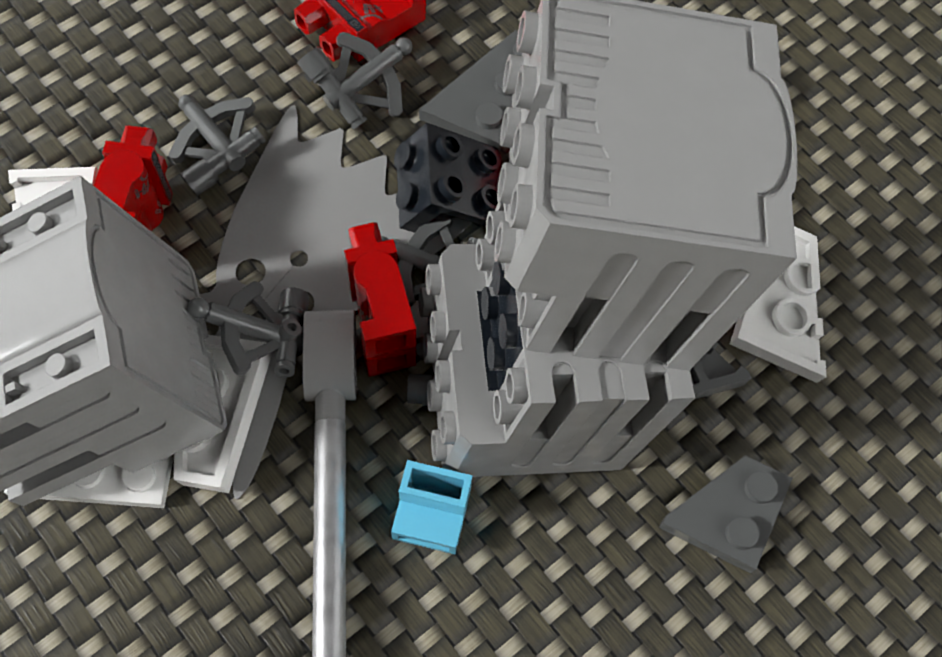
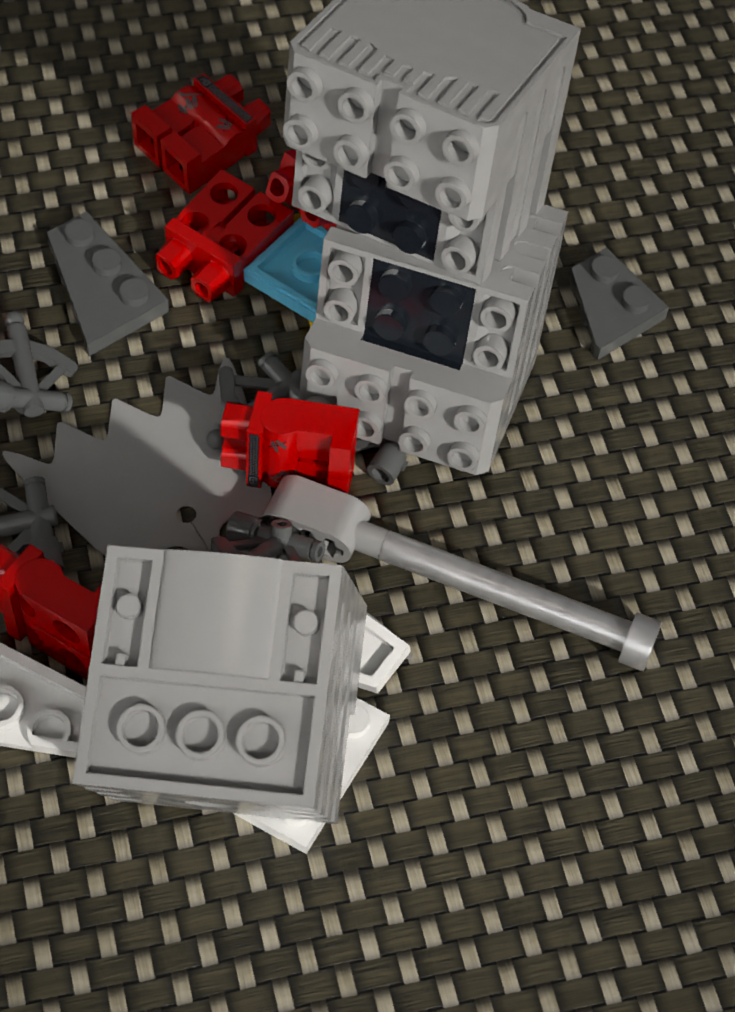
camera: 65 degrees left, 10 degrees down
(431, 507) = (504, 499): medium azure piece -> none
(445, 175) = (182, 356): black bracket -> none

